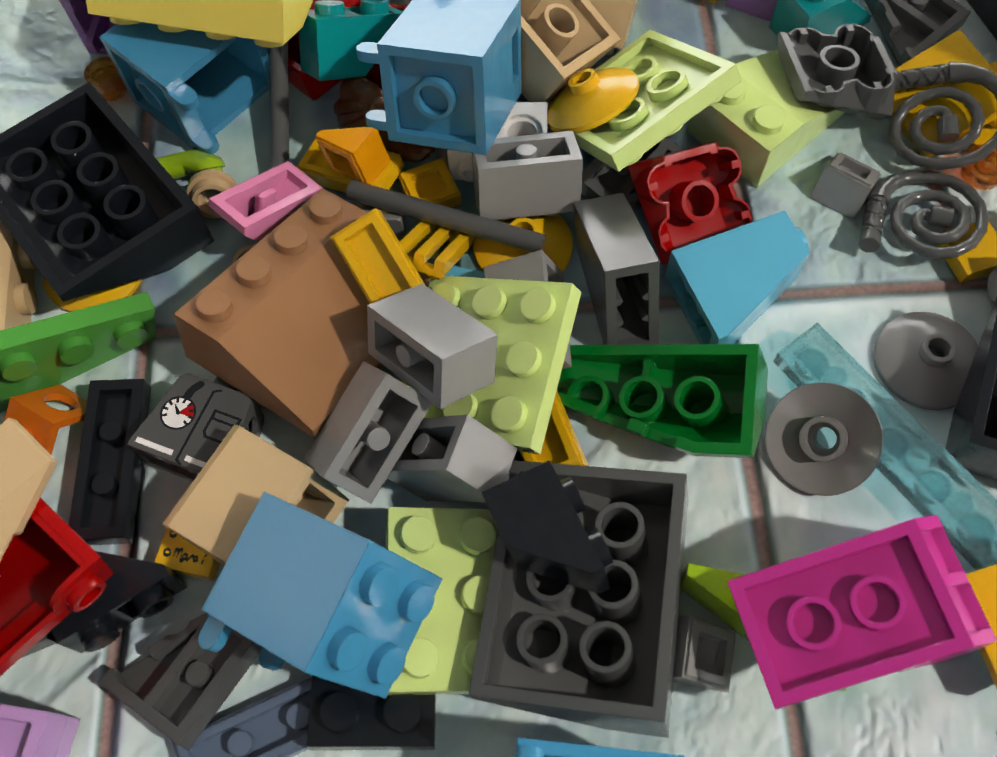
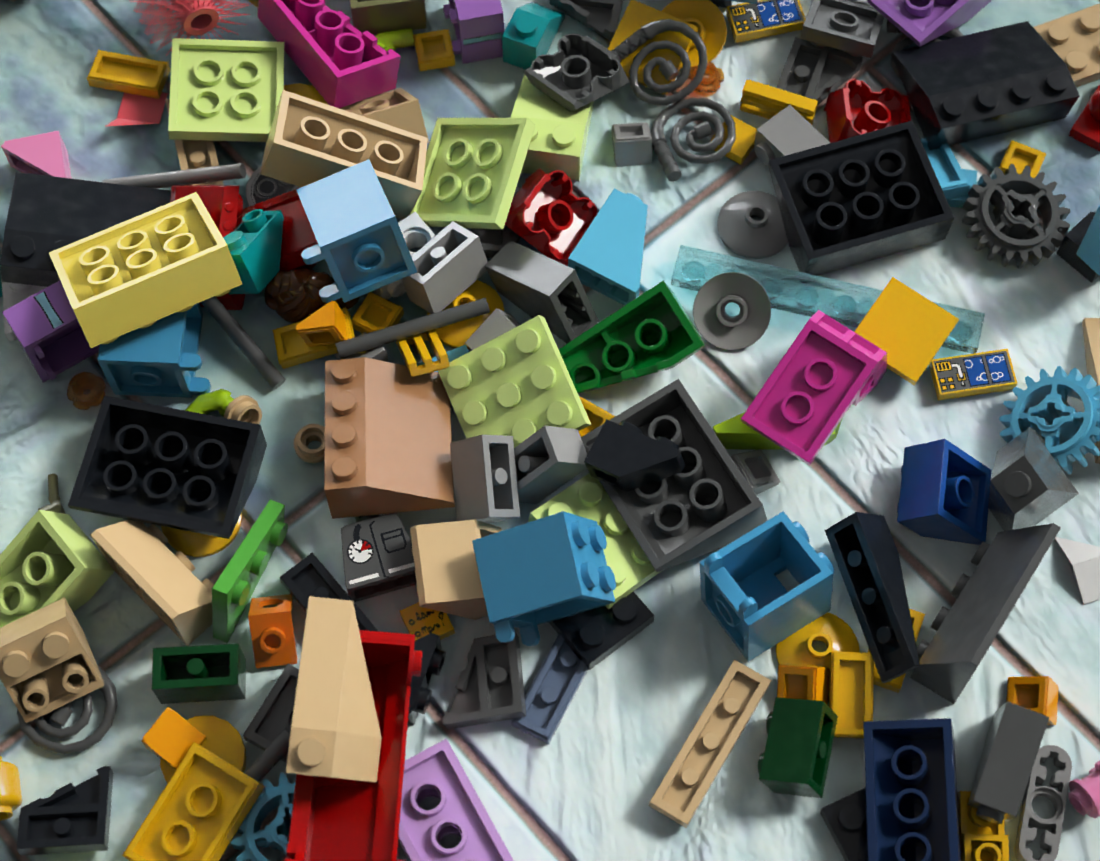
camera: 40 degrees left, 0 degrees up
(264, 200) = (292, 392): bright pink slope -> none
(376, 257) = (414, 383): yellow tile -> none
(432, 344) = (487, 404): light grey brick -> none
(592, 99) = (445, 191): yellow dish -> none

